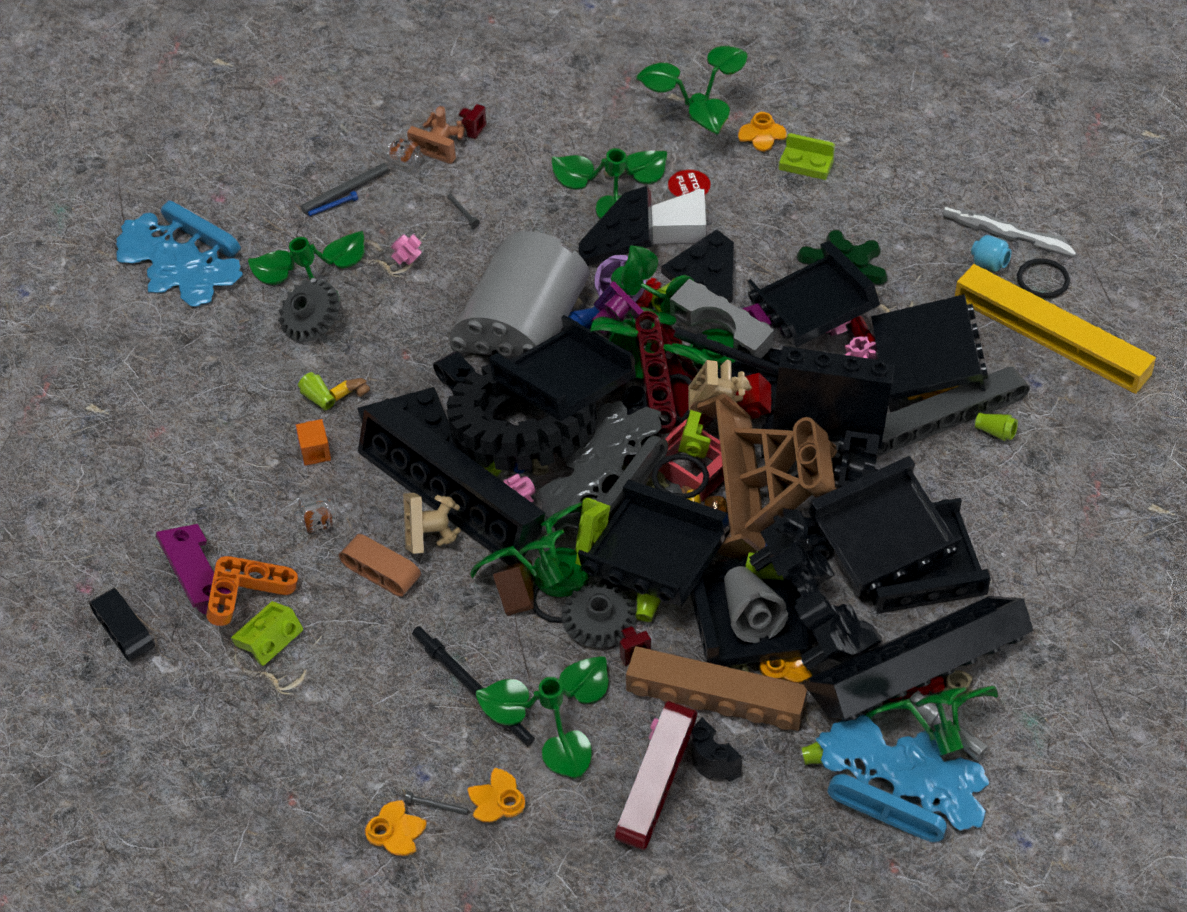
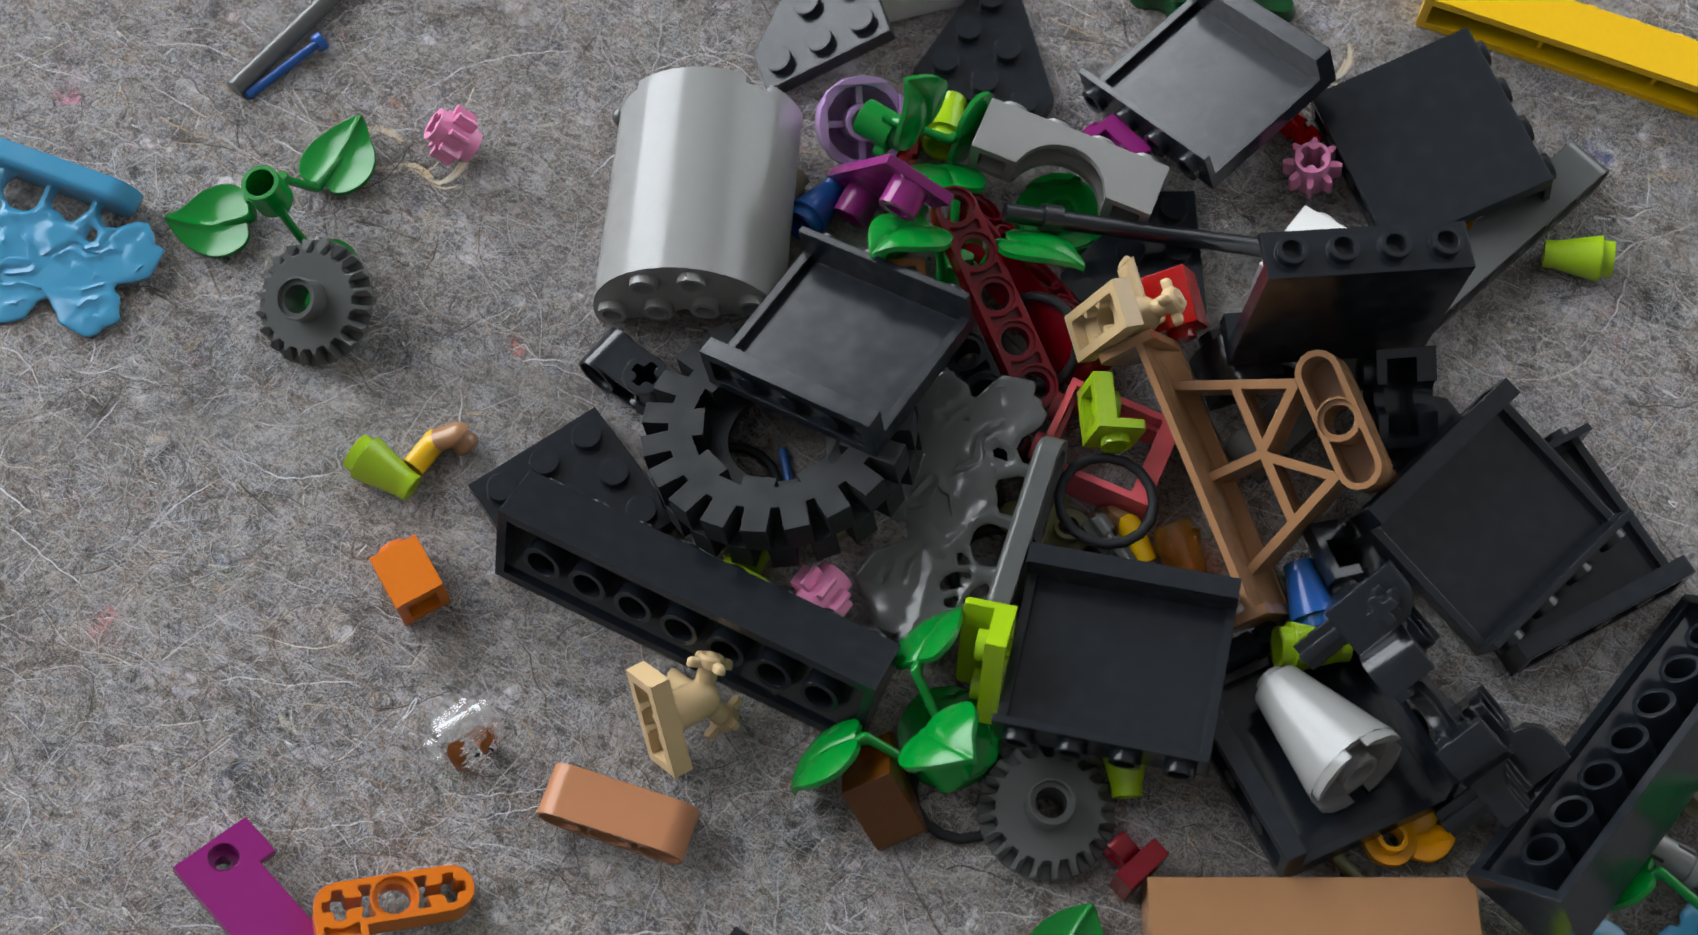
camera: 20 degrees left, 15 degrees up
(473, 221) = (552, 49): dark grey piece -> none

